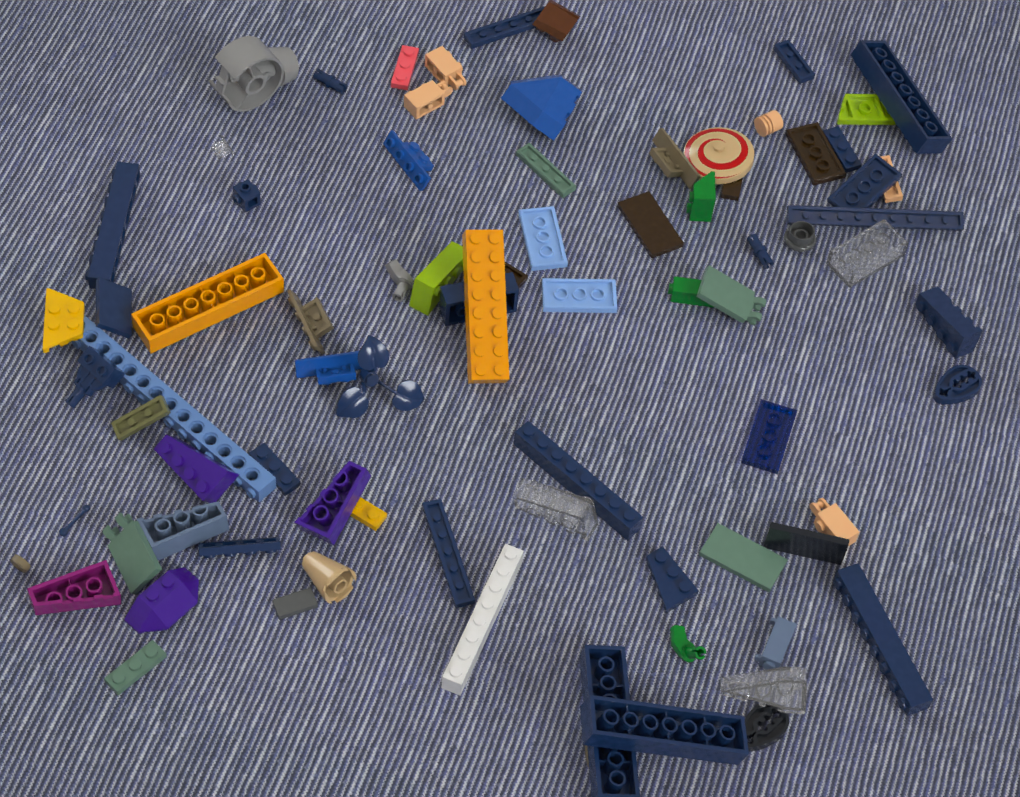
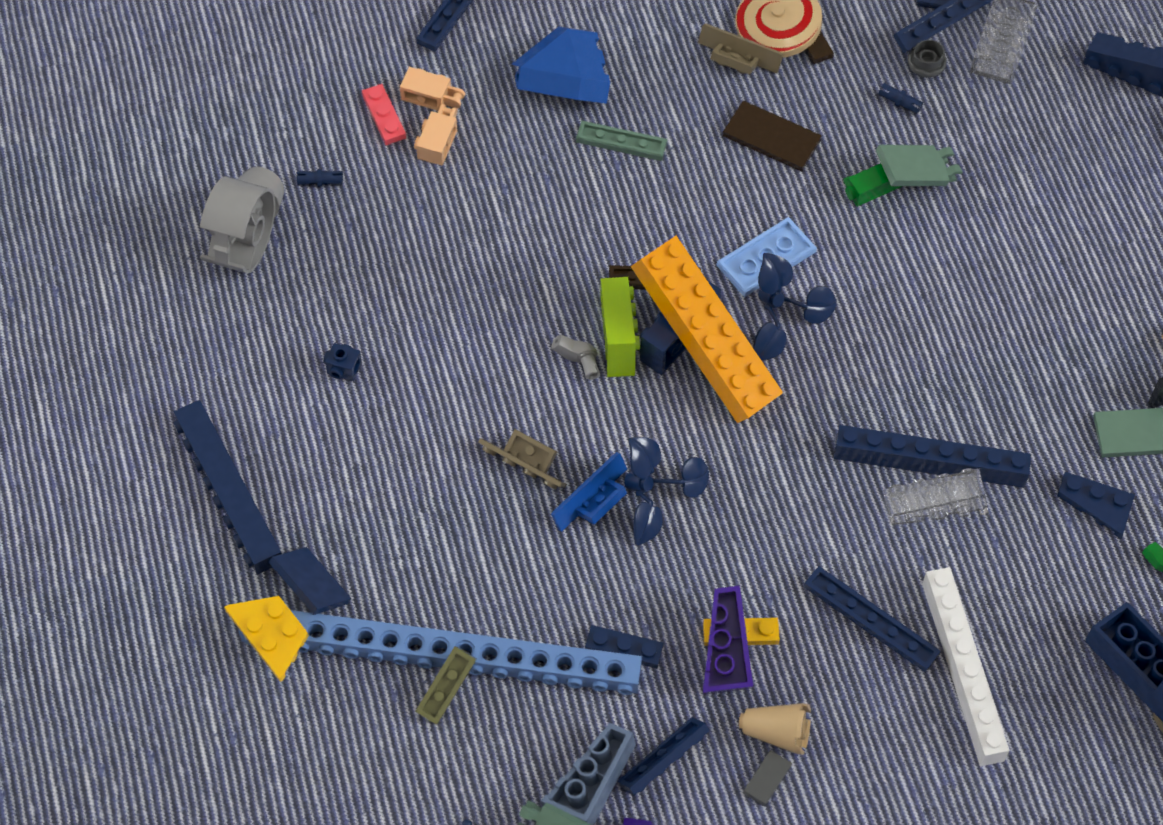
camera: 30 degrees left, 5 degrees up
(93, 375) = (359, 668): dark blue brick -> none
(196, 469) = (553, 702): dark purple wedge -> none
(207, 303) = (405, 510): light orange brick -> none
(221, 148) = (270, 324): clear piece -> none
(410, 159) = (478, 214): blue bracket -> none
(542, 238) = (681, 216): light blue tile -> none
(558, 301) = (774, 275): none -> dark blue plant
(702, 199) = (809, 77): green slope -> none
(769, 436) = (1065, 289): clear blue tile -> none

